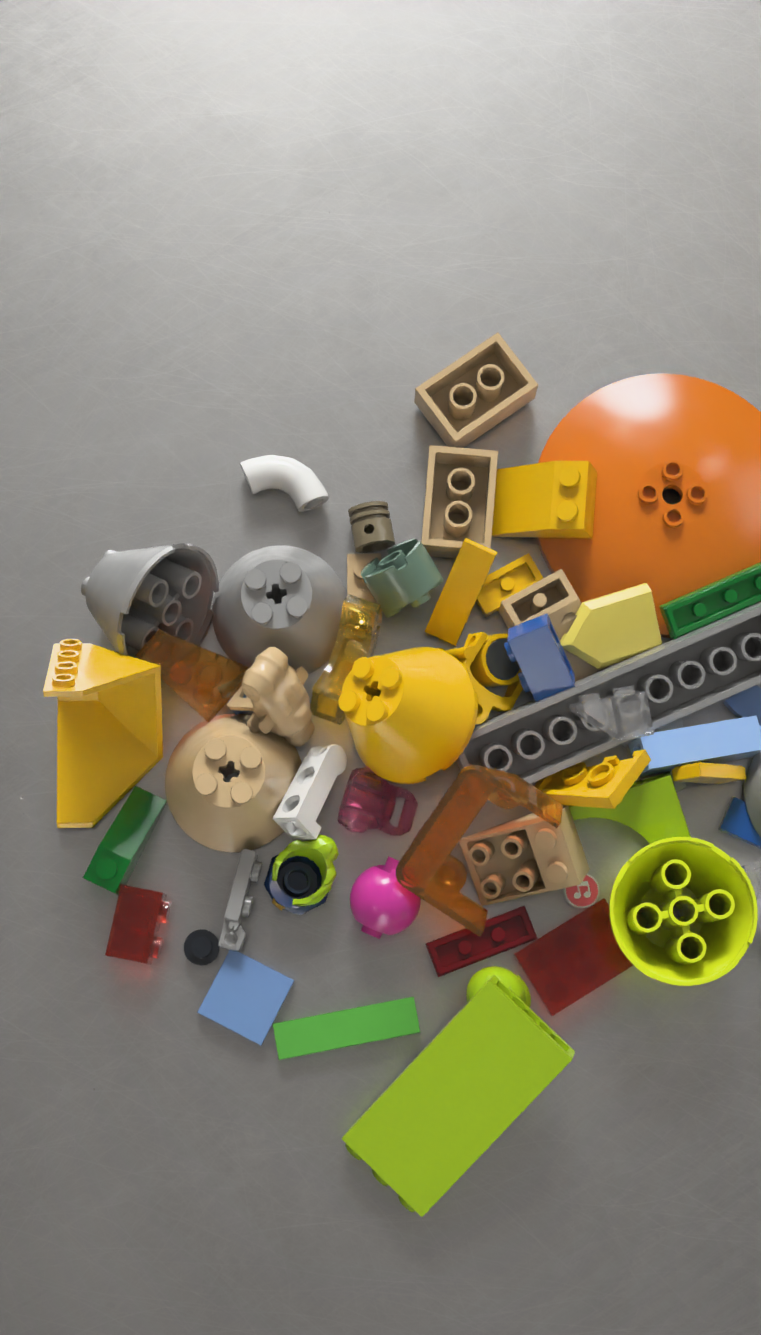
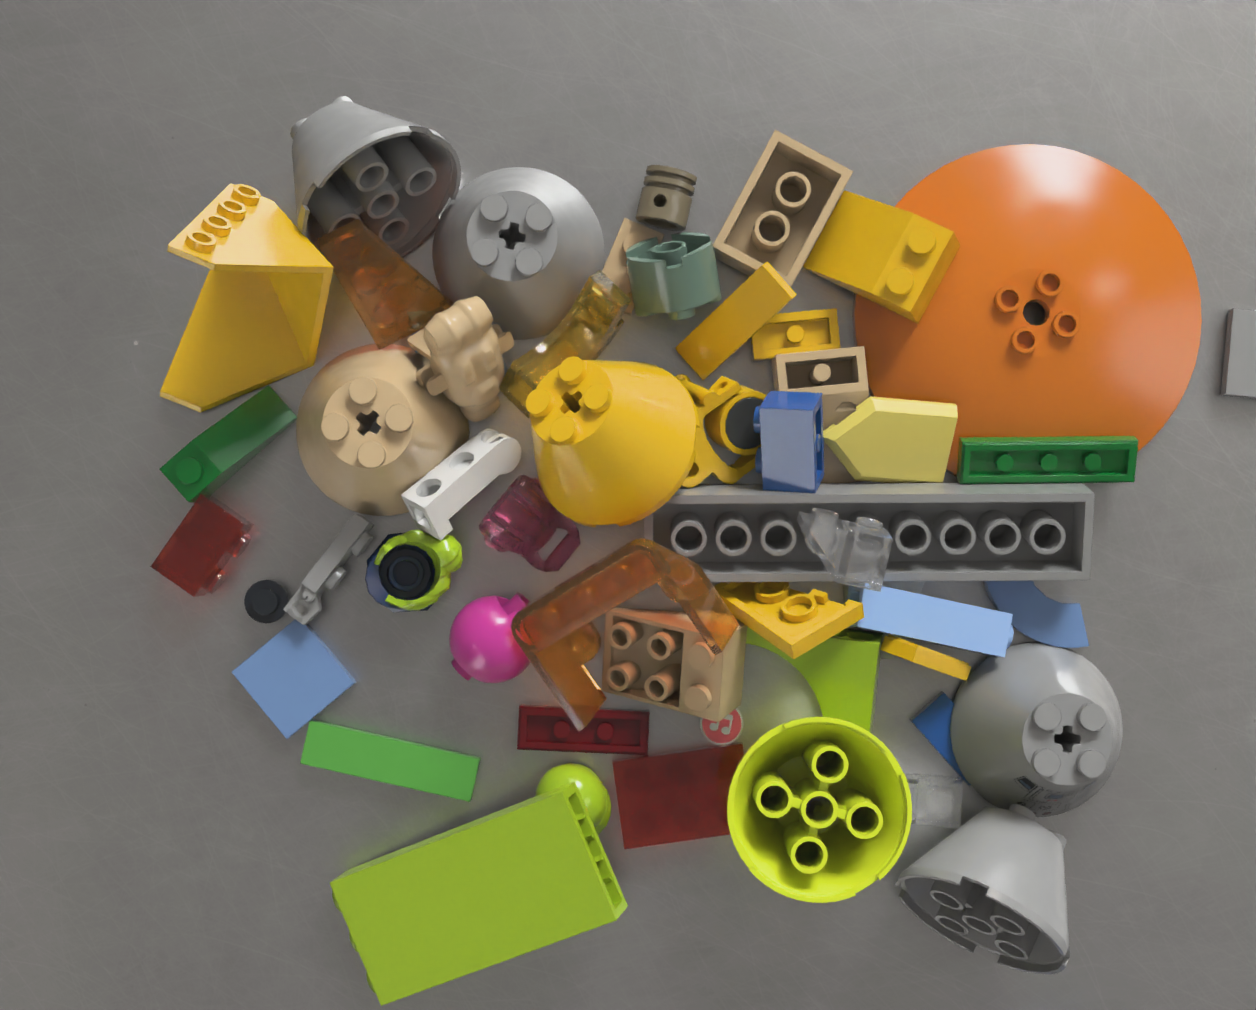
camera: 25 degrees right, 10 degrees up
(285, 475) = (594, 93): white cylinder -> none
(475, 392) = (860, 87): tan brick -> none

